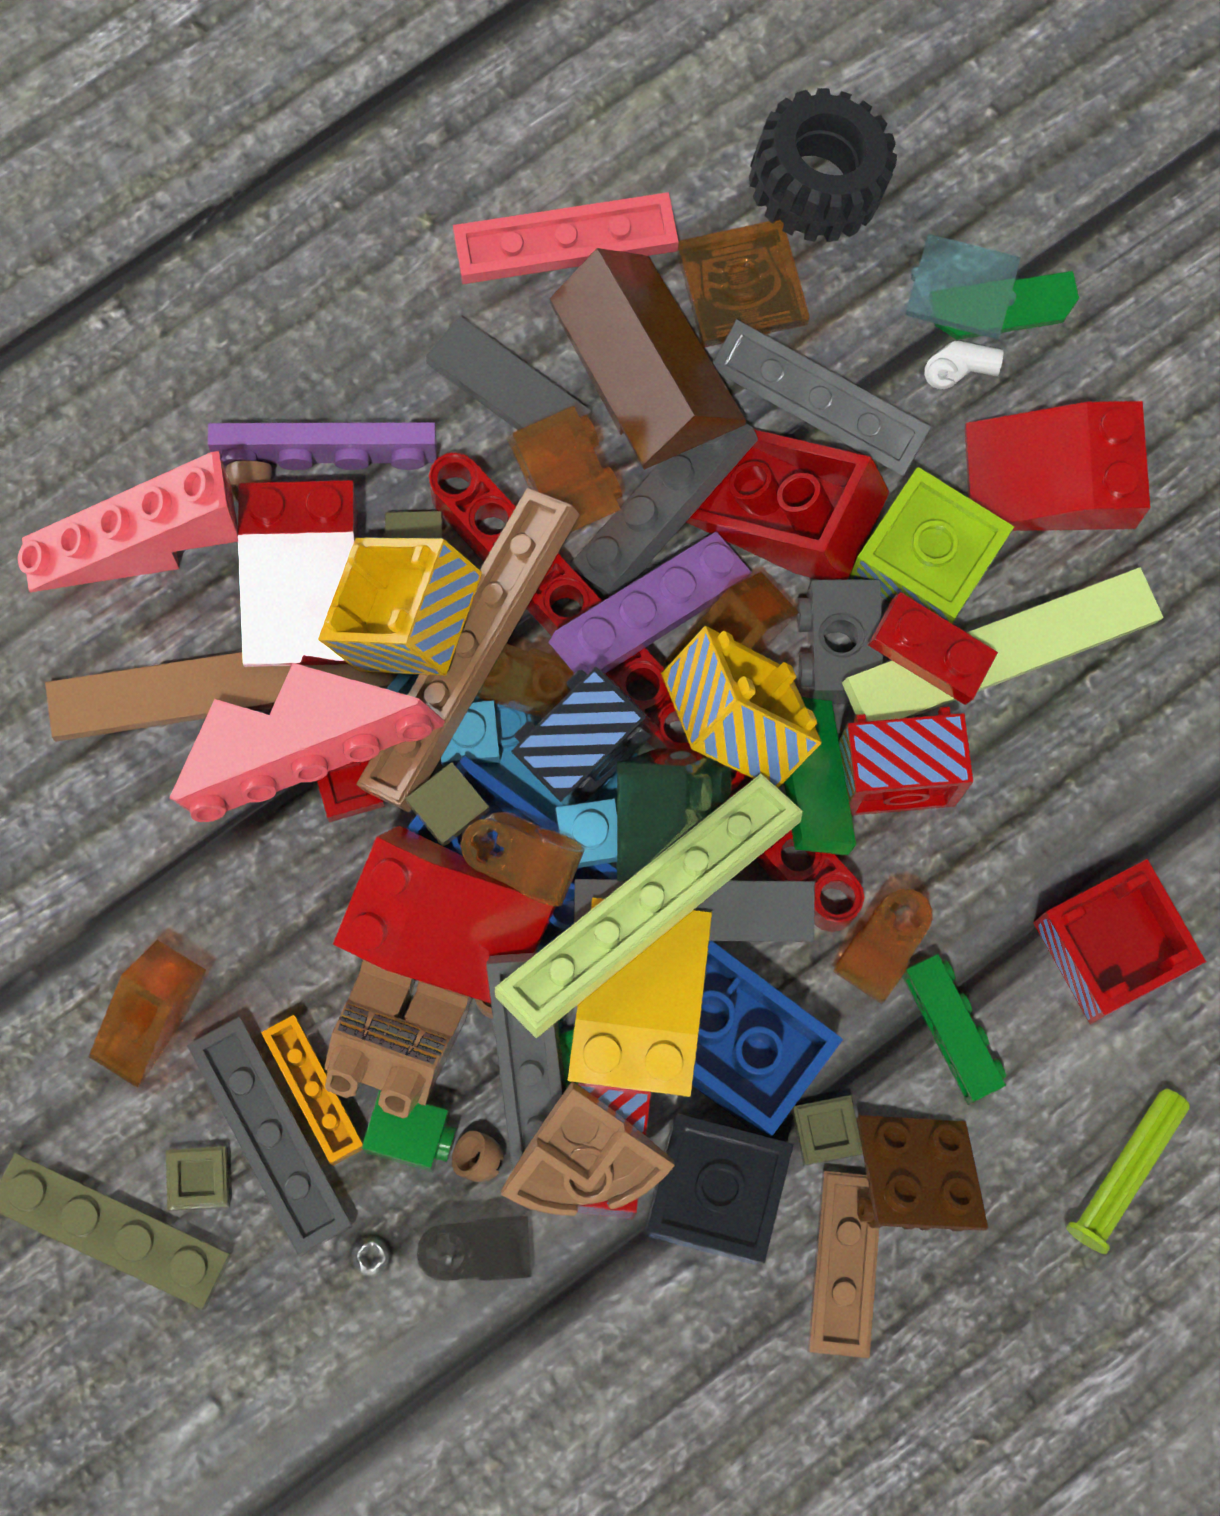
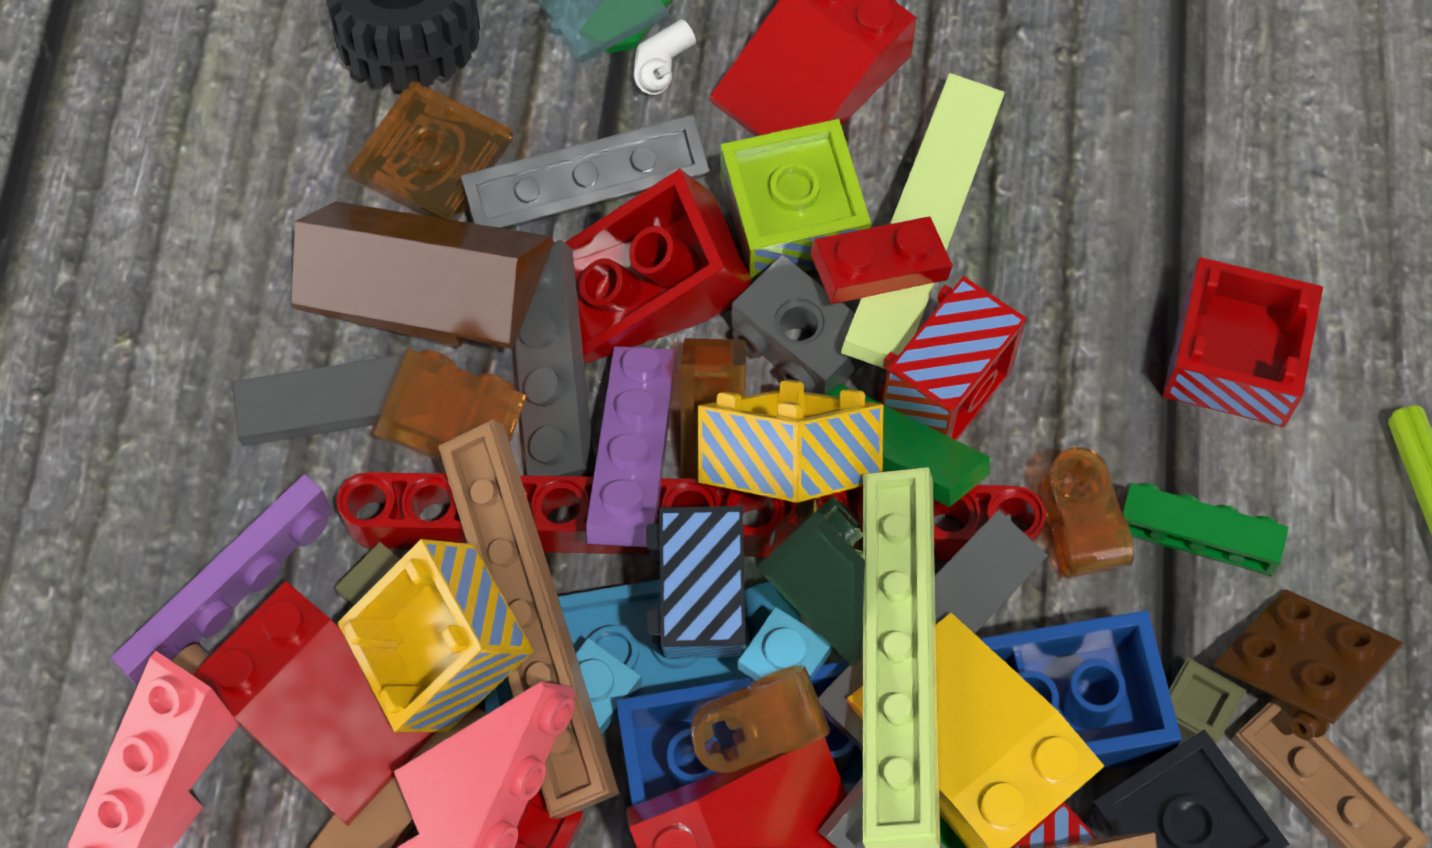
camera: 40 degrees left, 10 degrees down
(447, 804) = (647, 750): olive tile -> none
(527, 681) = (606, 592): clear orange slope -> none
(563, 237) = (252, 248): coral plate -> none

